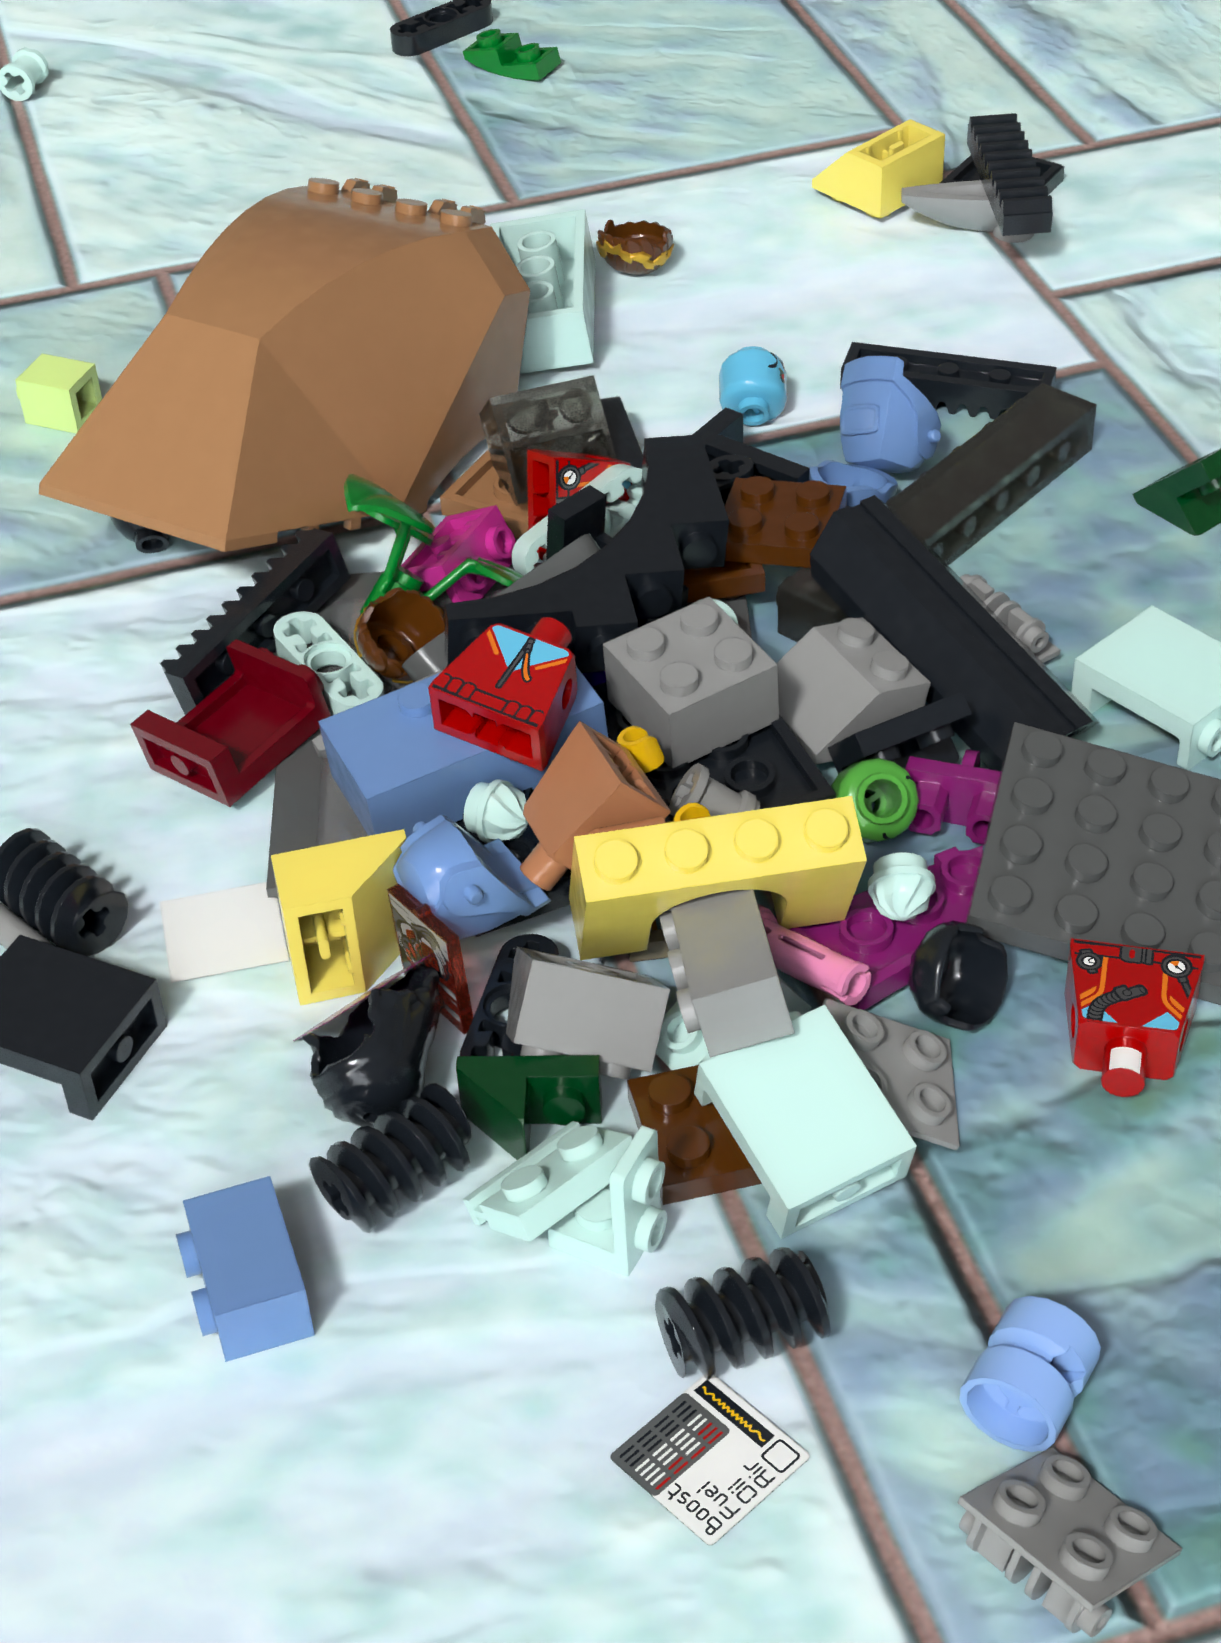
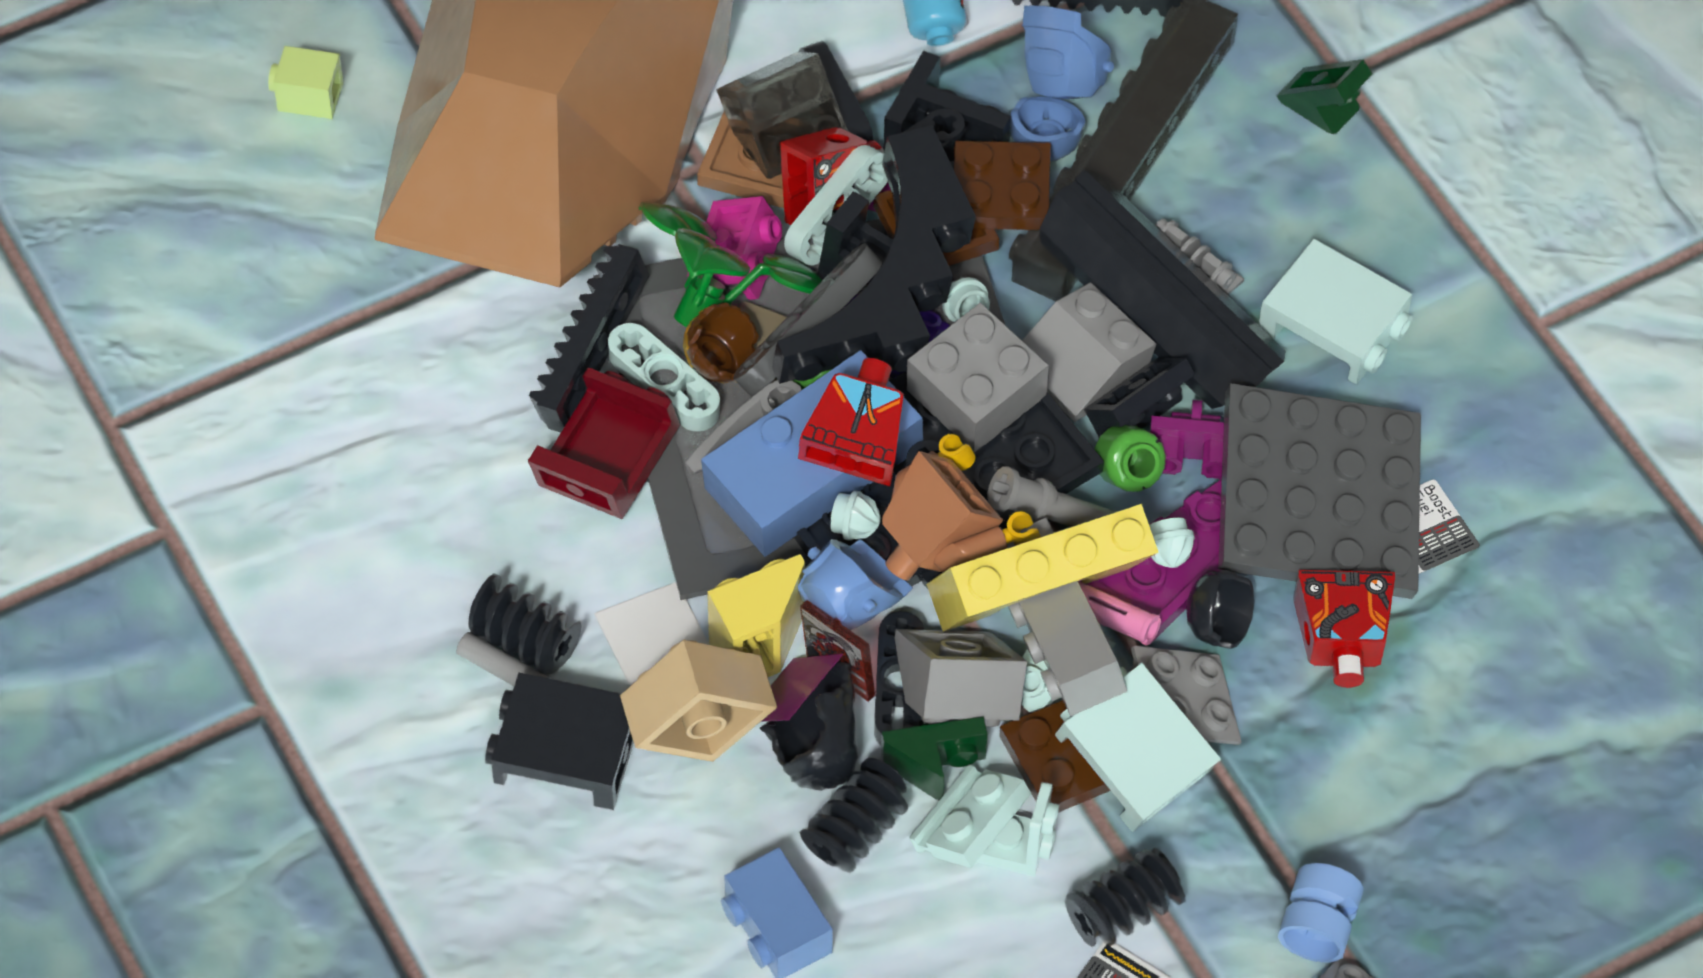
camera: 15 degrees left, 15 degrees up
(222, 984) = (698, 701): none -> tan brick

